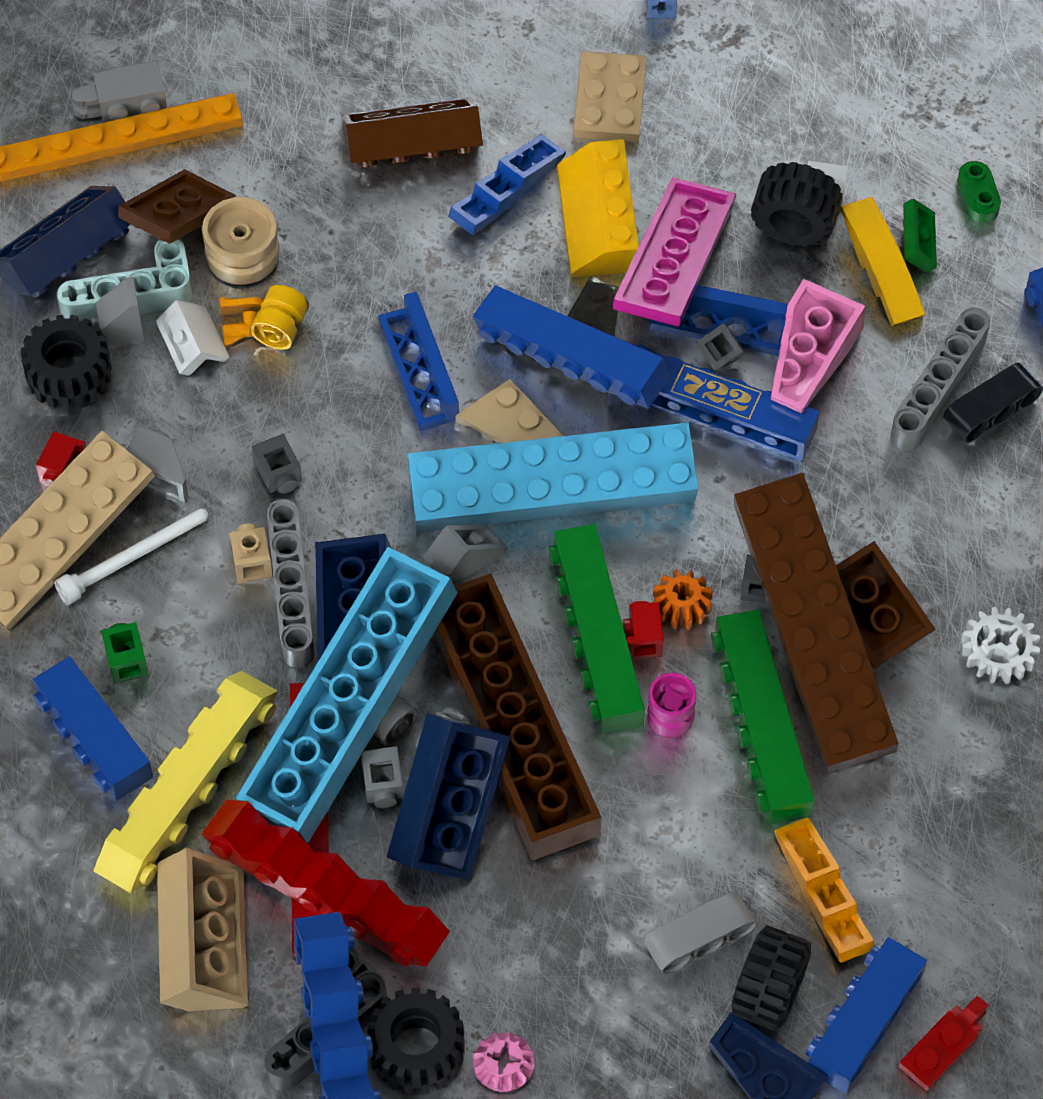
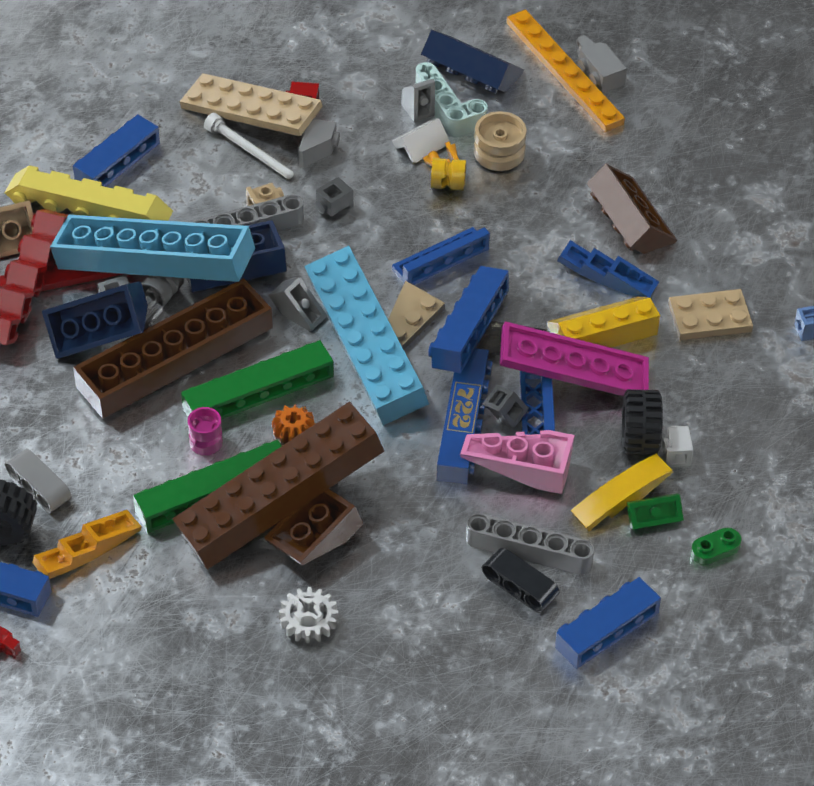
camera: 75 degrees right, 10 degrees down
(63, 339) = (376, 81): black tyre -> none
(124, 652) = (173, 155): green brick -> none
(173, 206) = (507, 96): reddish brown plate -> none
(644, 630) = (262, 408): red brick -> none

